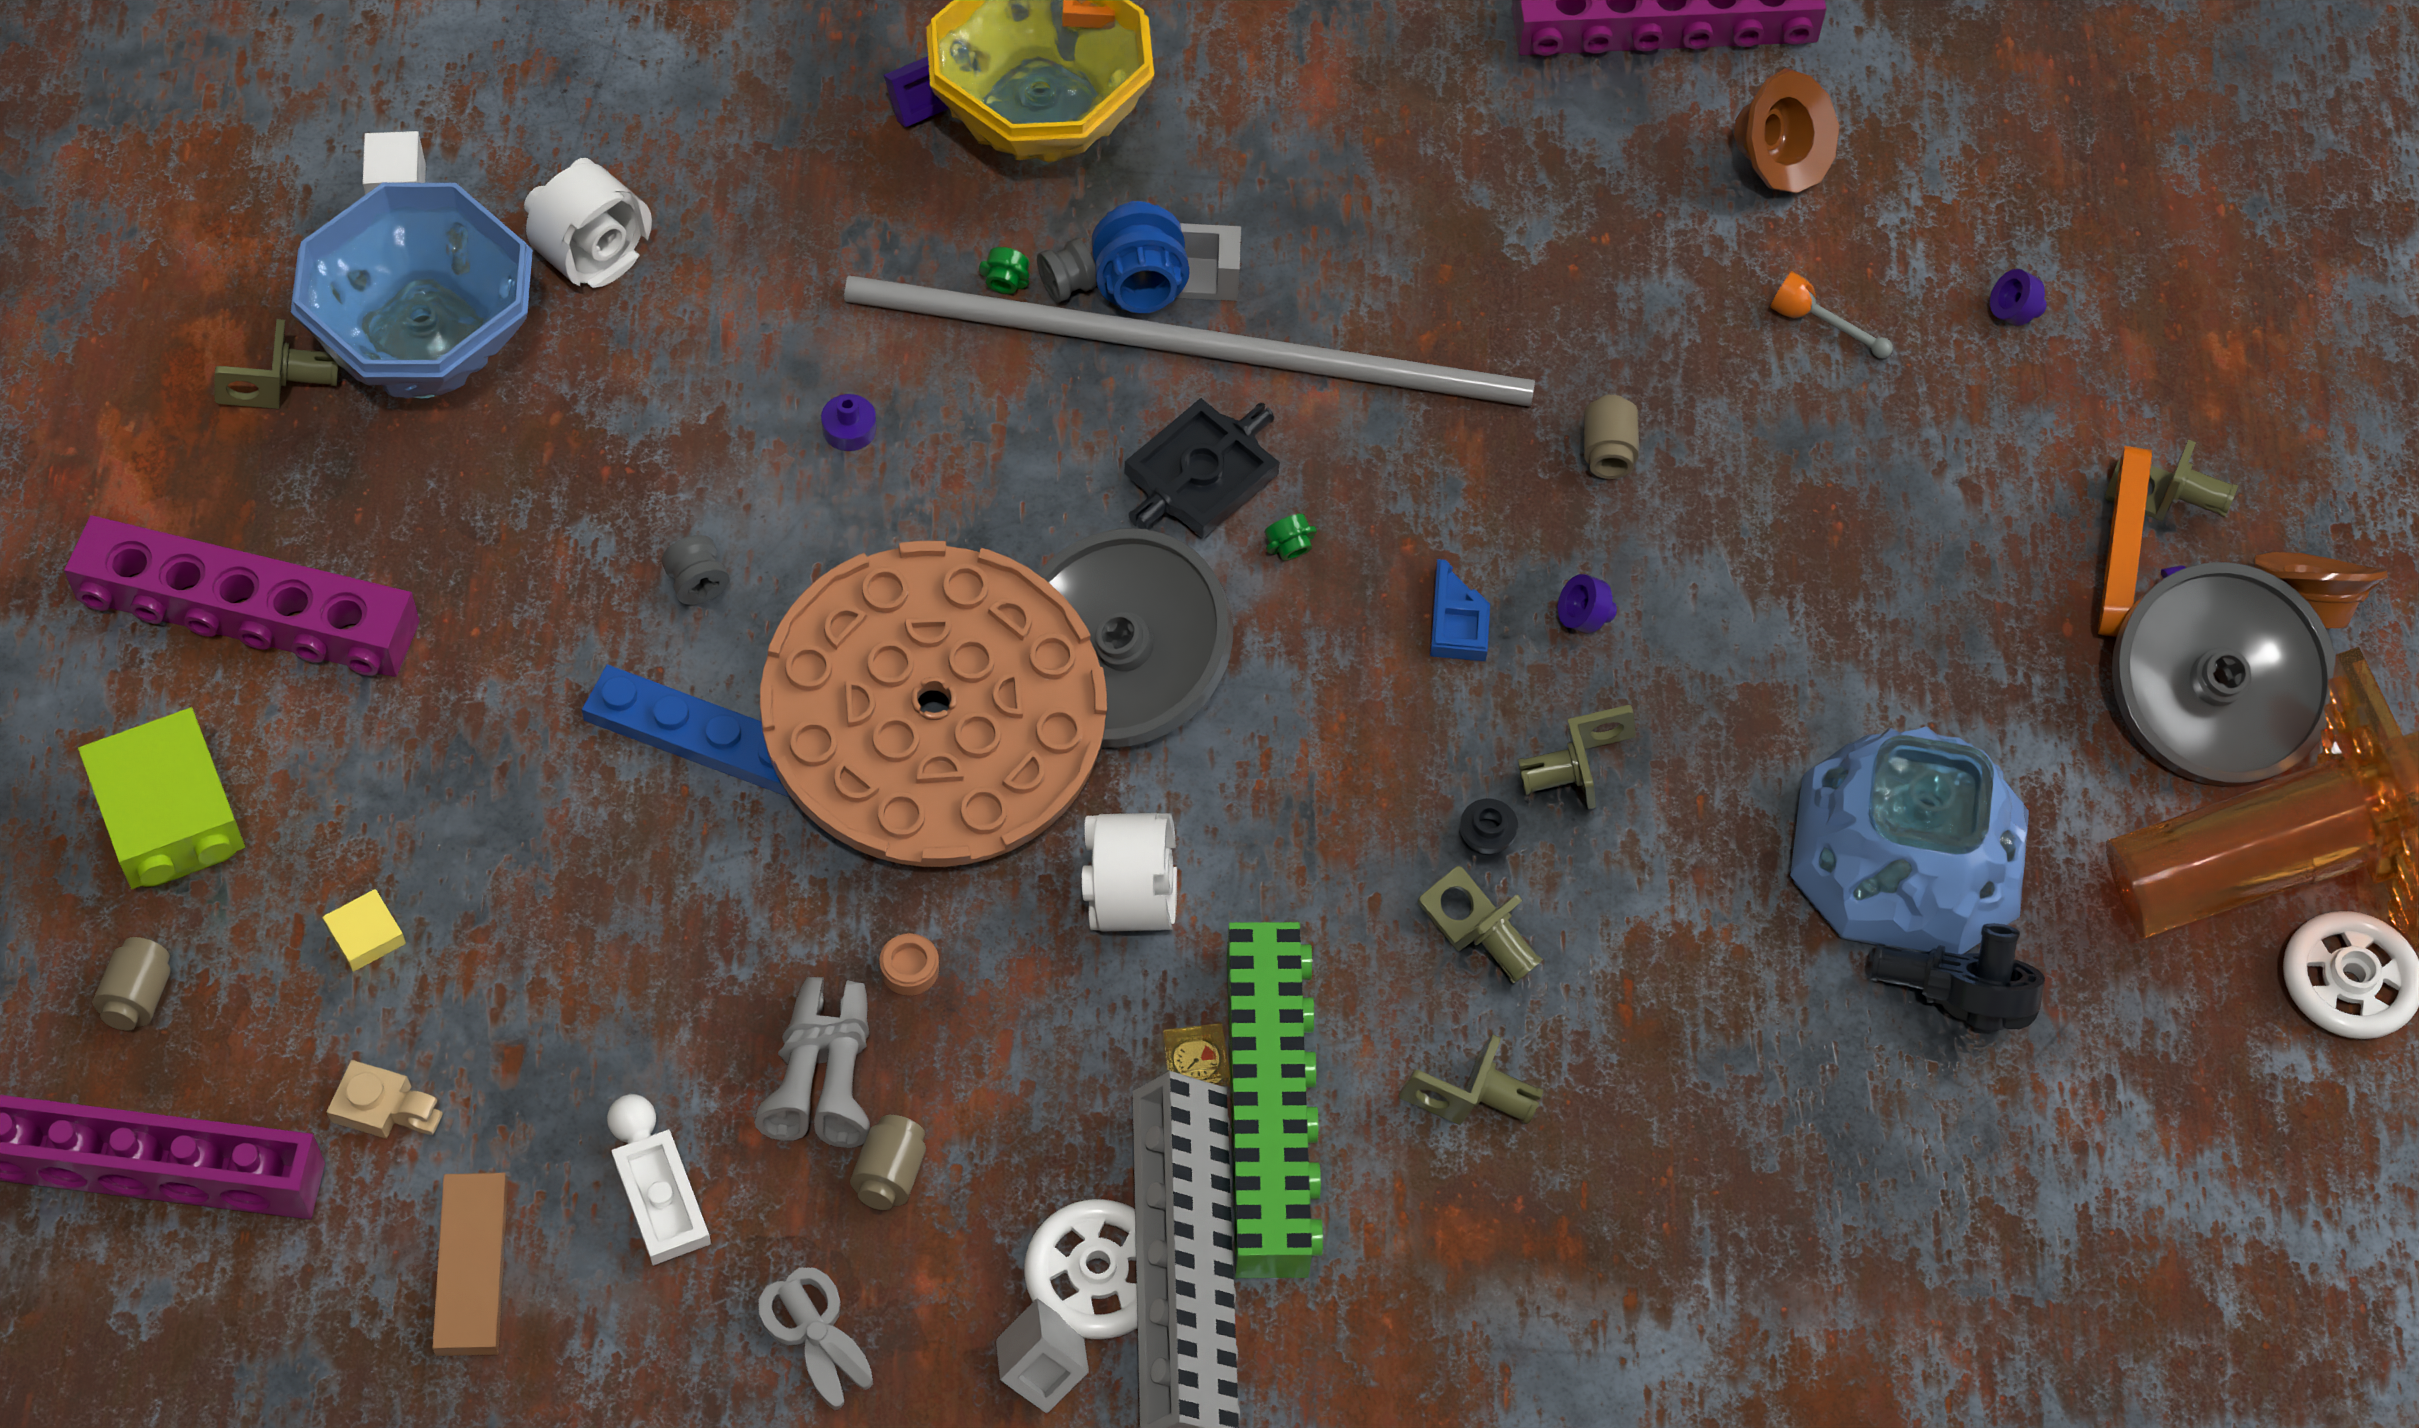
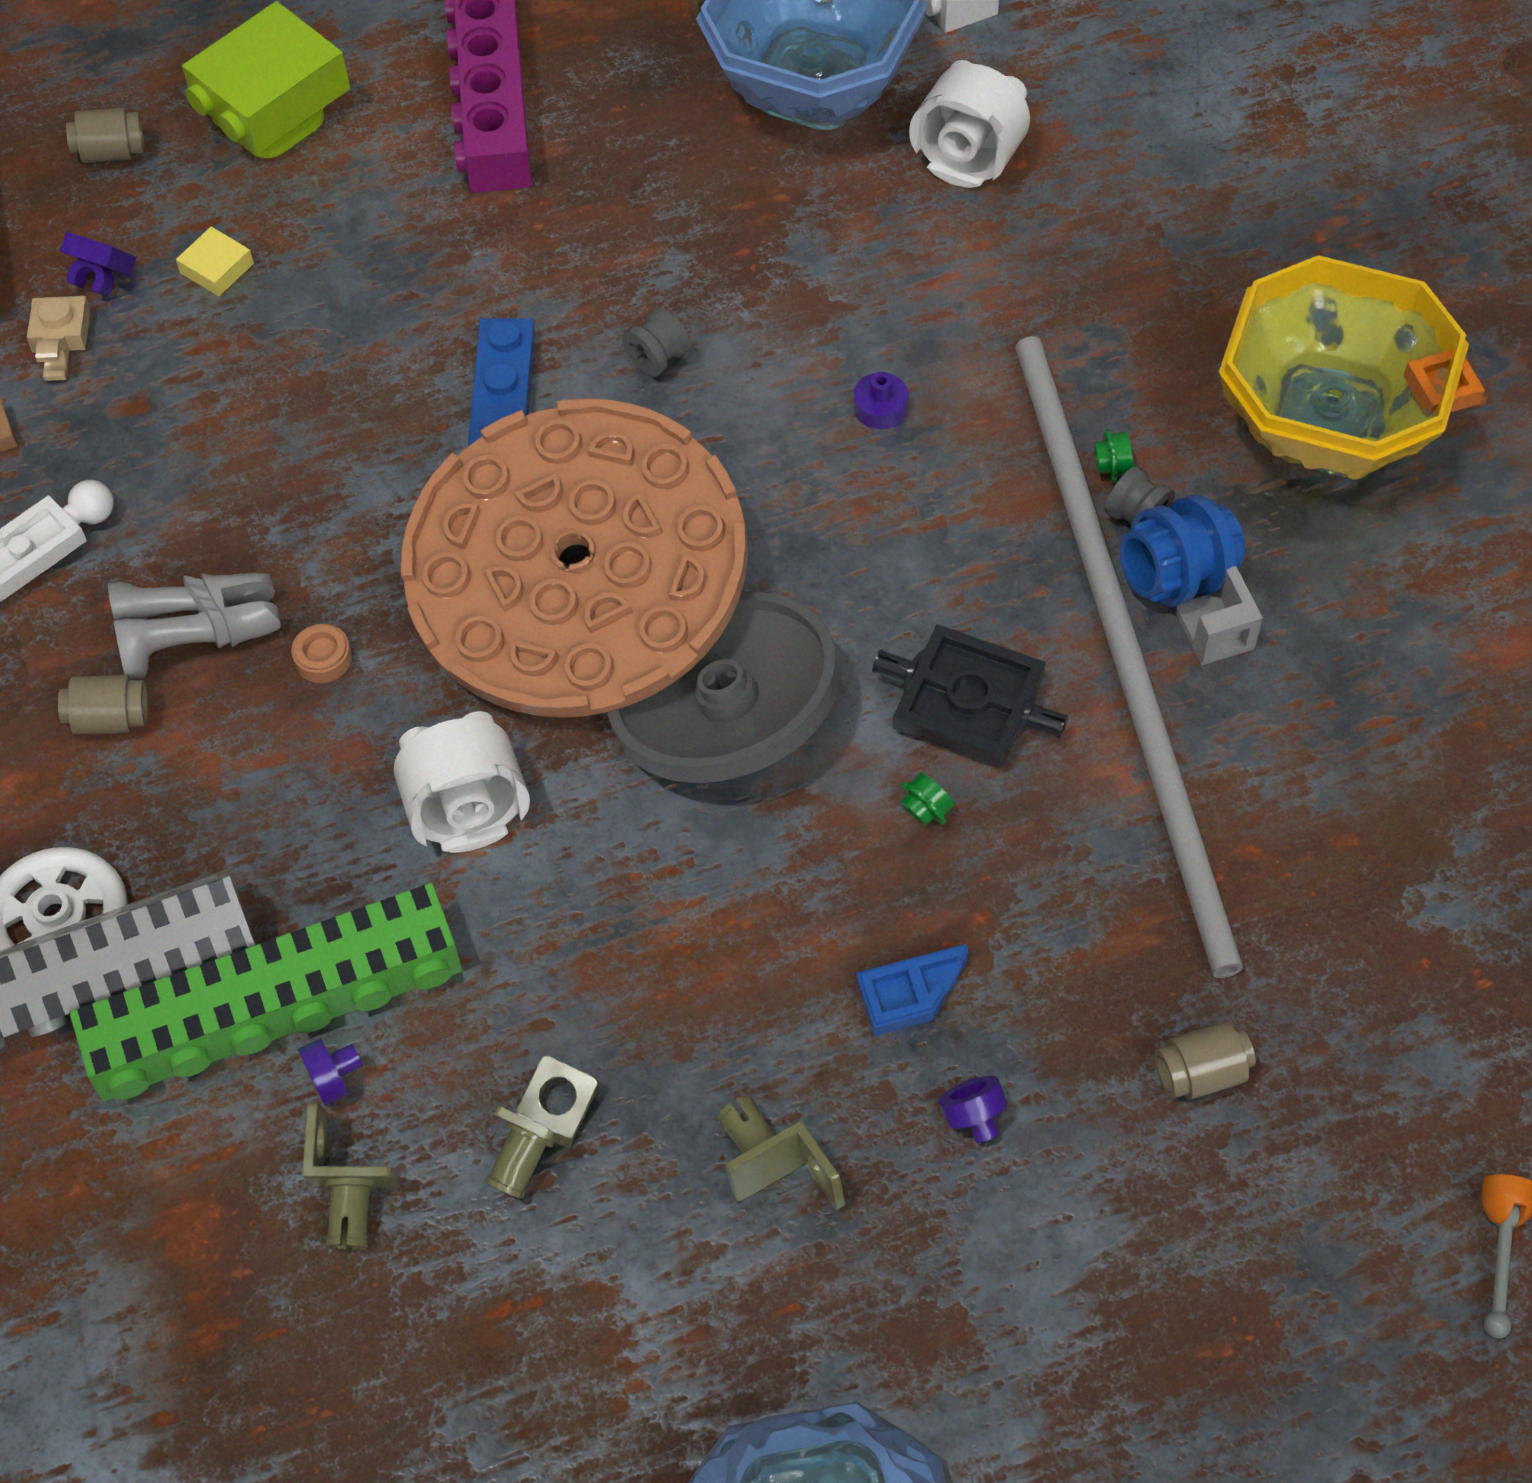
camera: 75 degrees right, 0 degrees up
(308, 1032) = (97, 258): none -> dark purple tile
(1198, 1053) = (299, 909): clear yellow tile -> none
(1365, 1072) = (328, 1068): none -> dark purple tile
(1484, 839) = (665, 1114): black plate -> none

